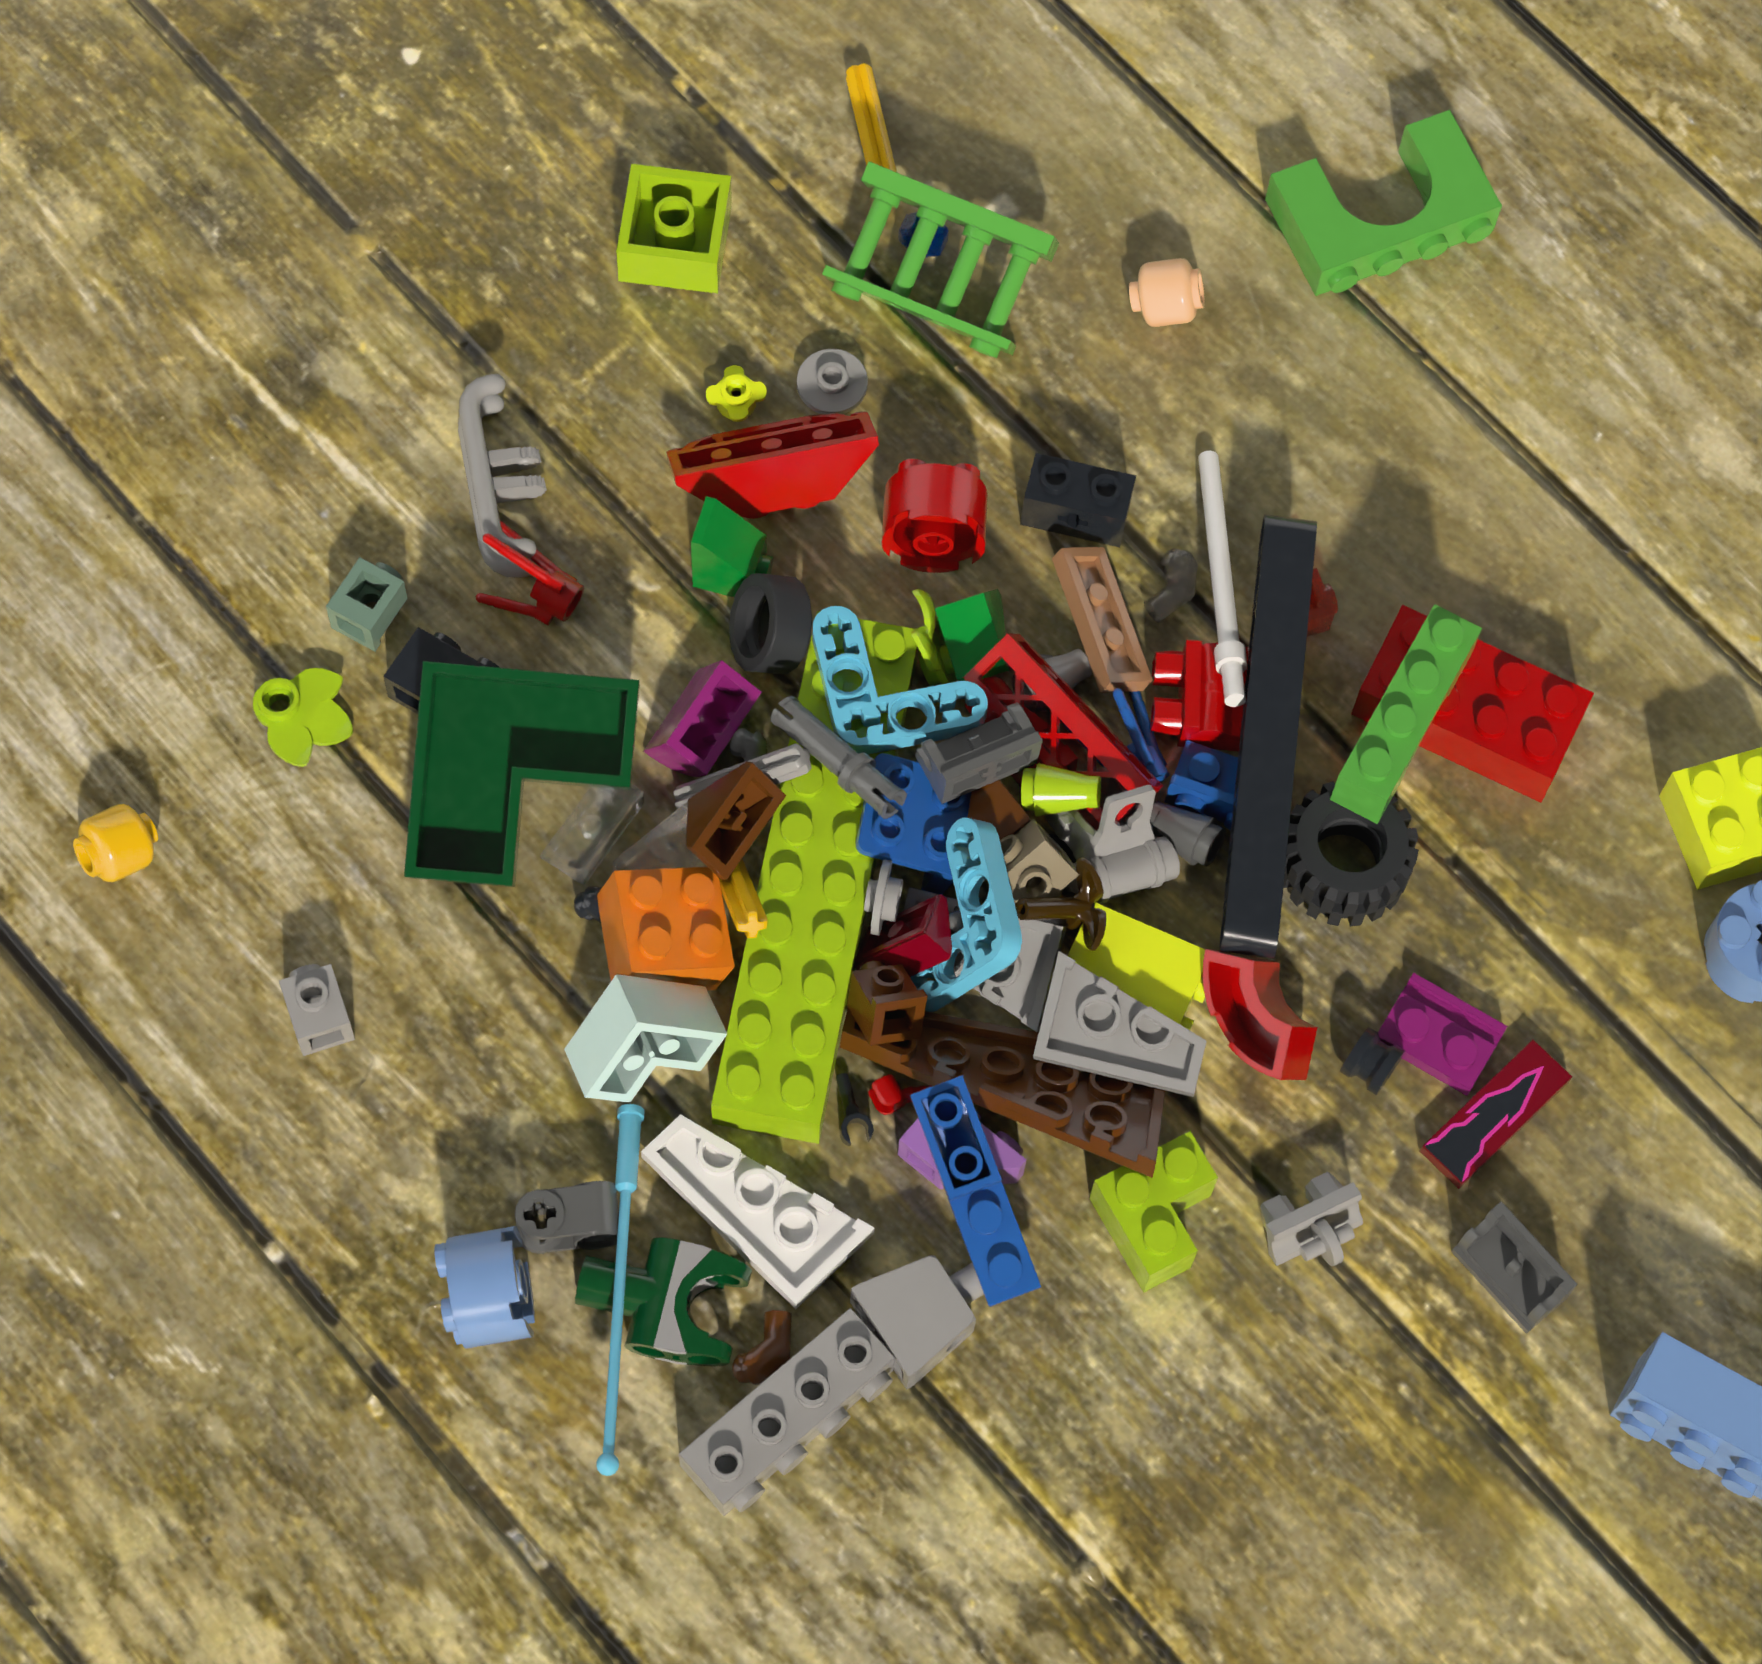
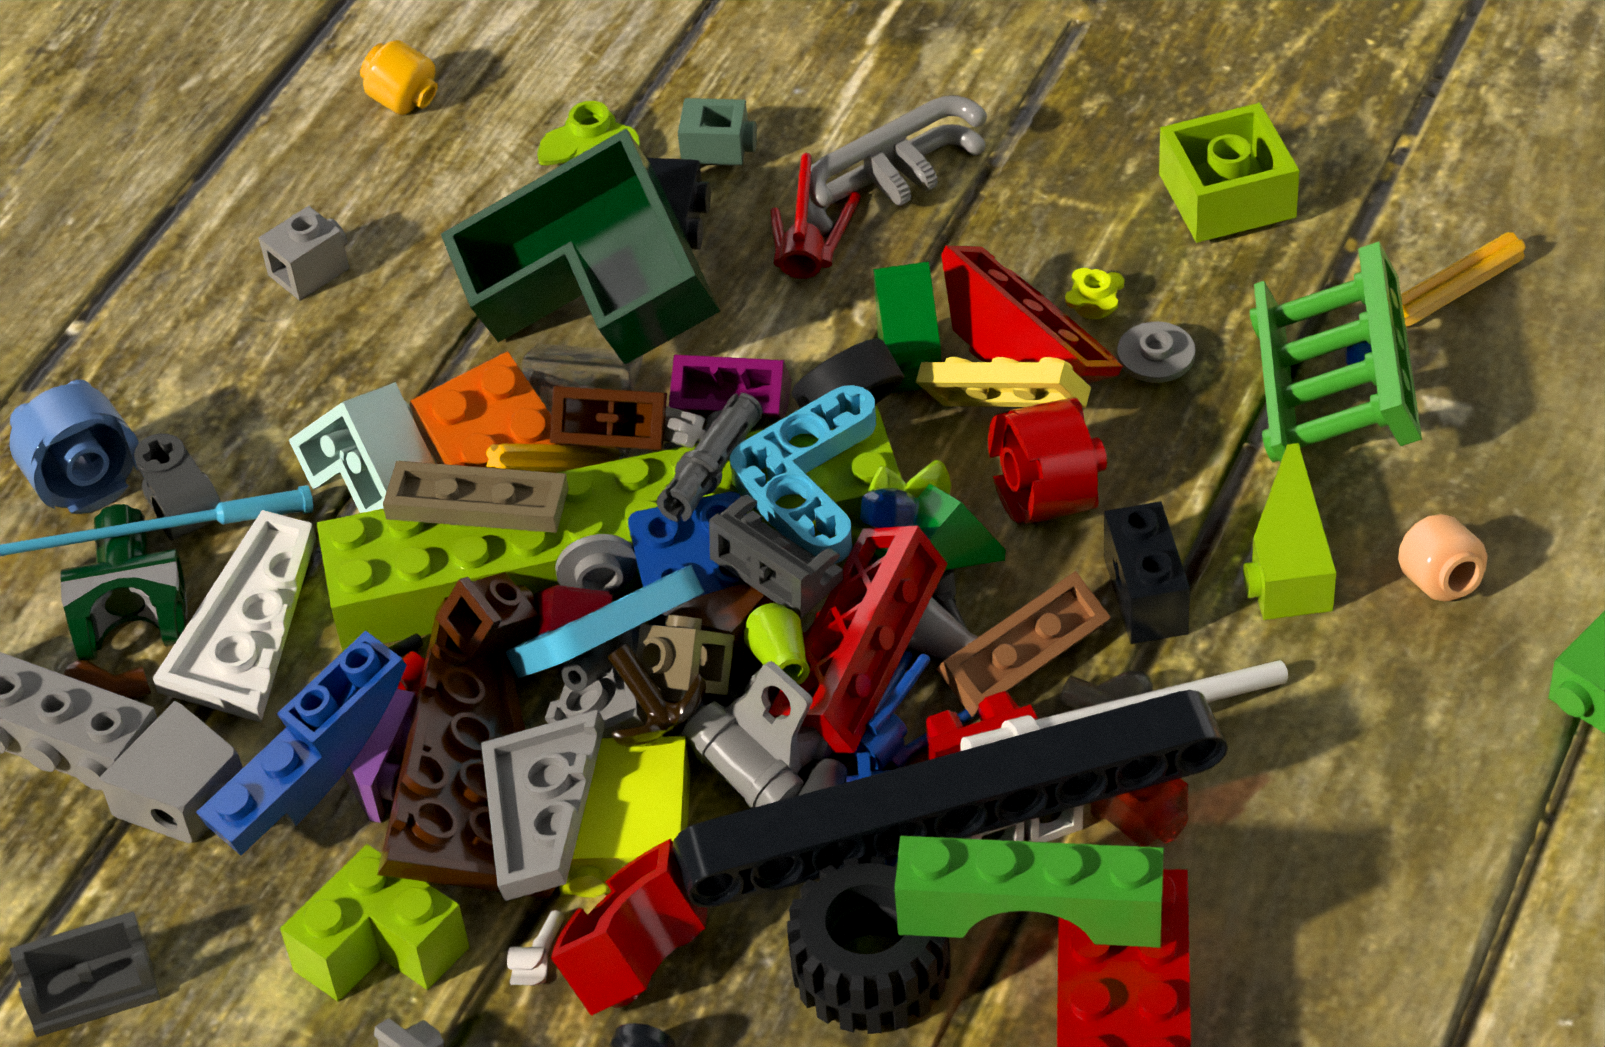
camera: 75 degrees right, 20 degrees down
(780, 958) = (476, 496): none -> dark tan plate
(836, 505) = (1001, 382): none -> light yellow plate
(957, 649) = (889, 508): none -> clear blue tile
(1092, 1453) = (85, 974): none -> dark grey hinge
(1099, 388) = (1291, 555): none -> lime slope
(1233, 1103) = (531, 963): none -> white hand

